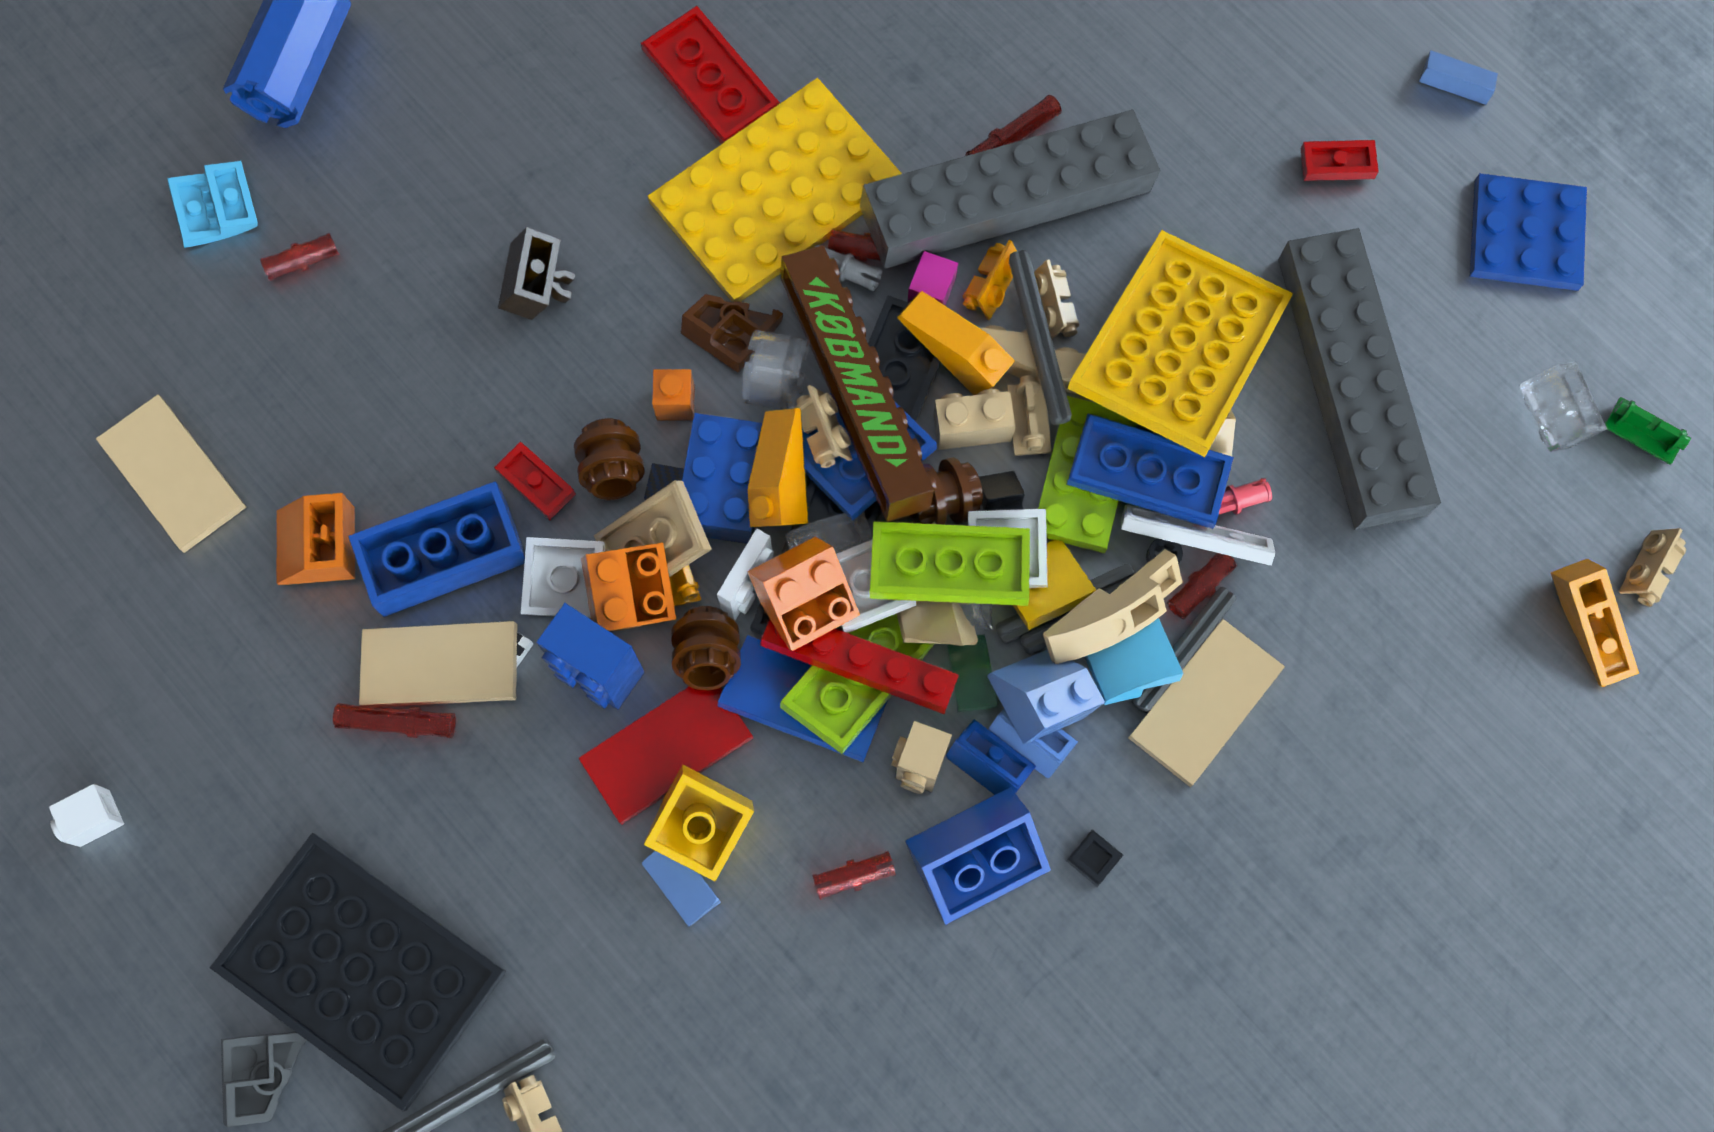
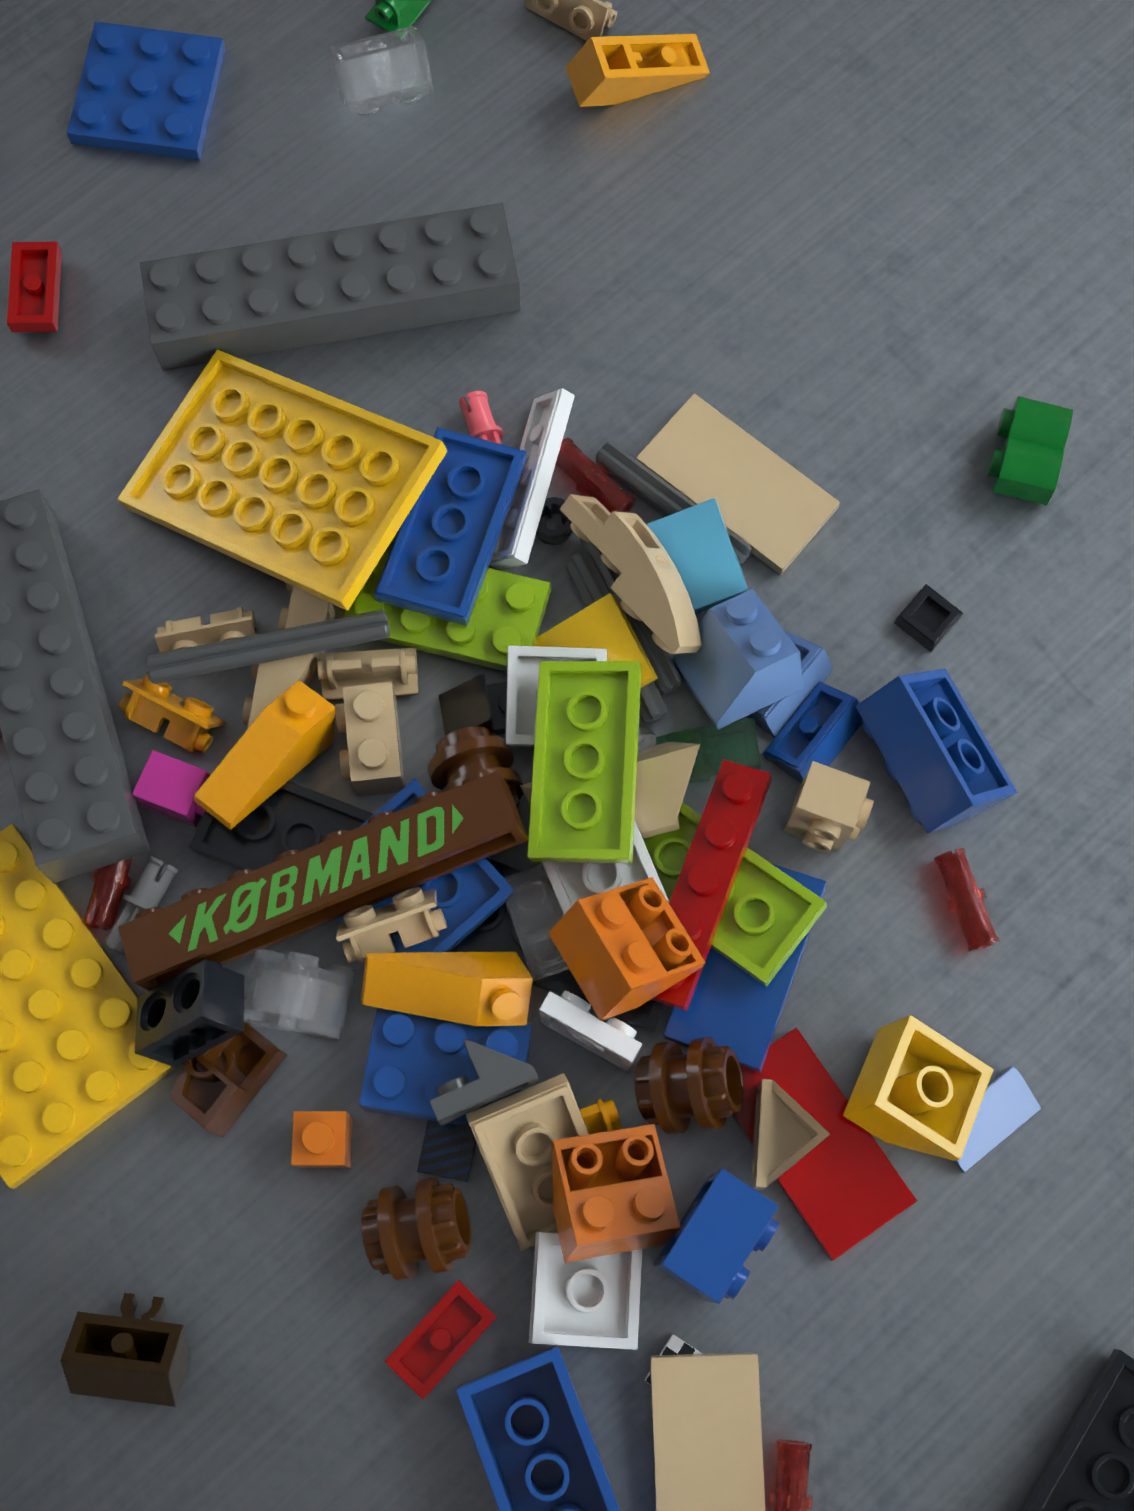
camera: 90 degrees left, 0 degrees up
(668, 713) = (781, 1134): none -> tan slope
(708, 496) = (498, 1078): none -> dark grey slope
(762, 298) = (190, 1013): none -> black brick
(1251, 951) = (1030, 450): none -> green brick

